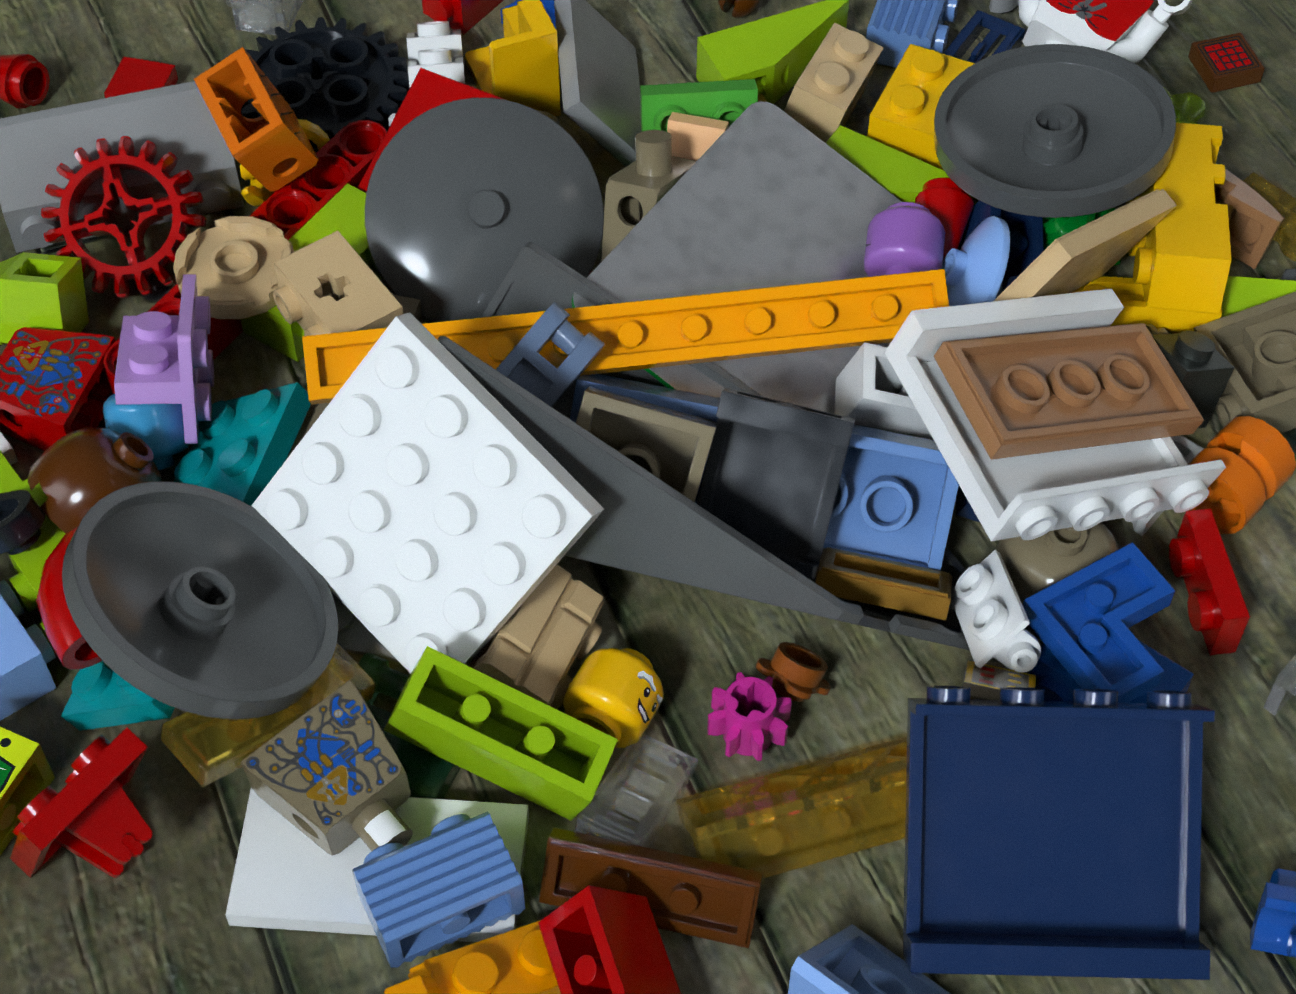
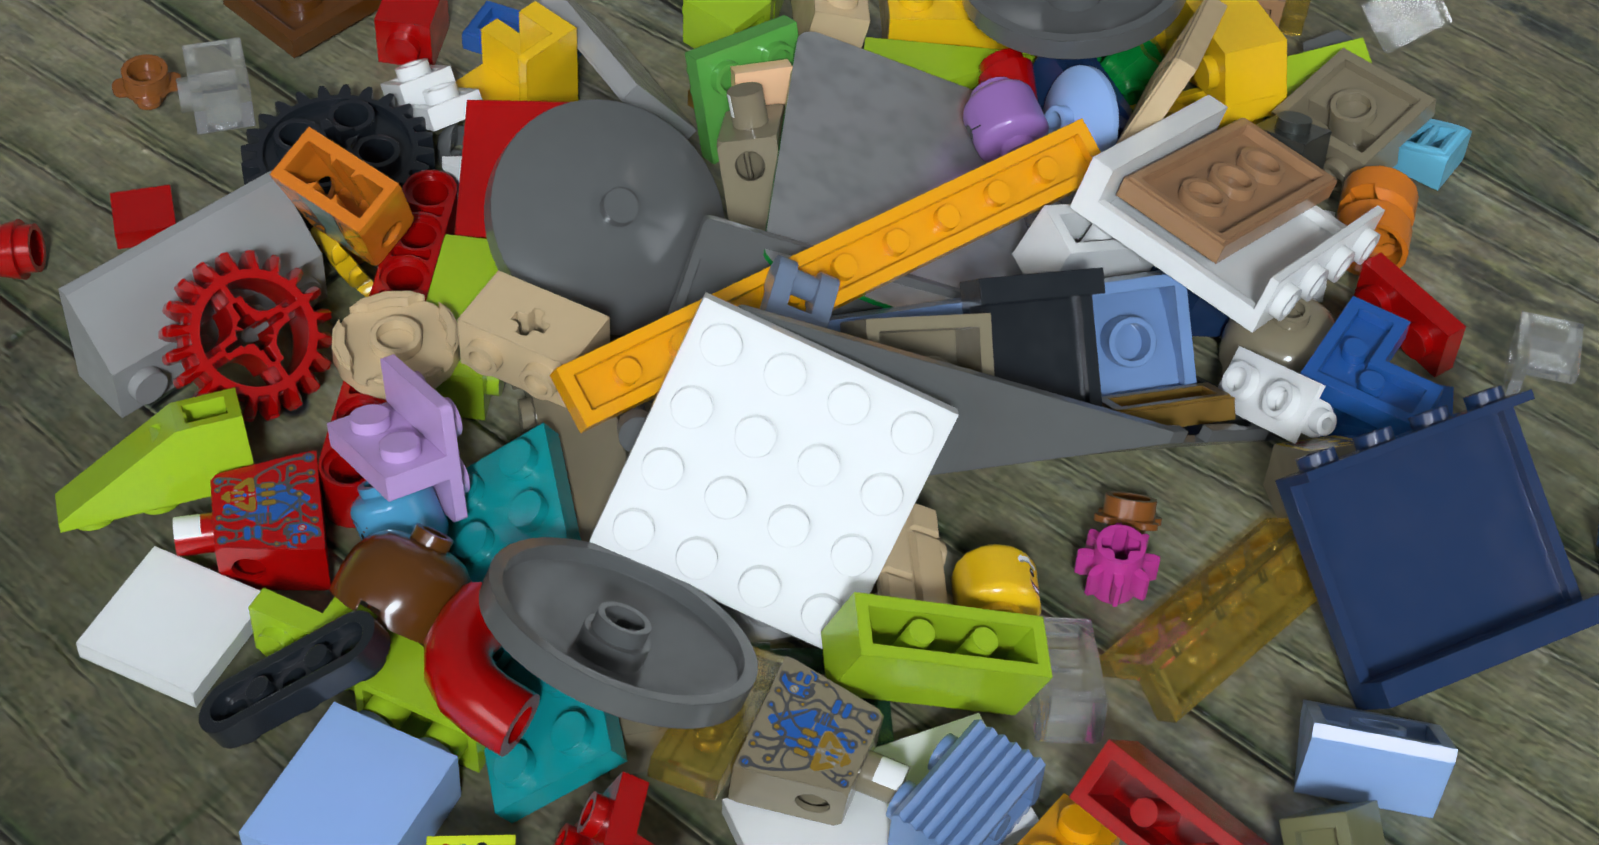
camera: 30 degrees left, 5 degrees down
(682, 891) = (1172, 724): reddish brown tile -> none

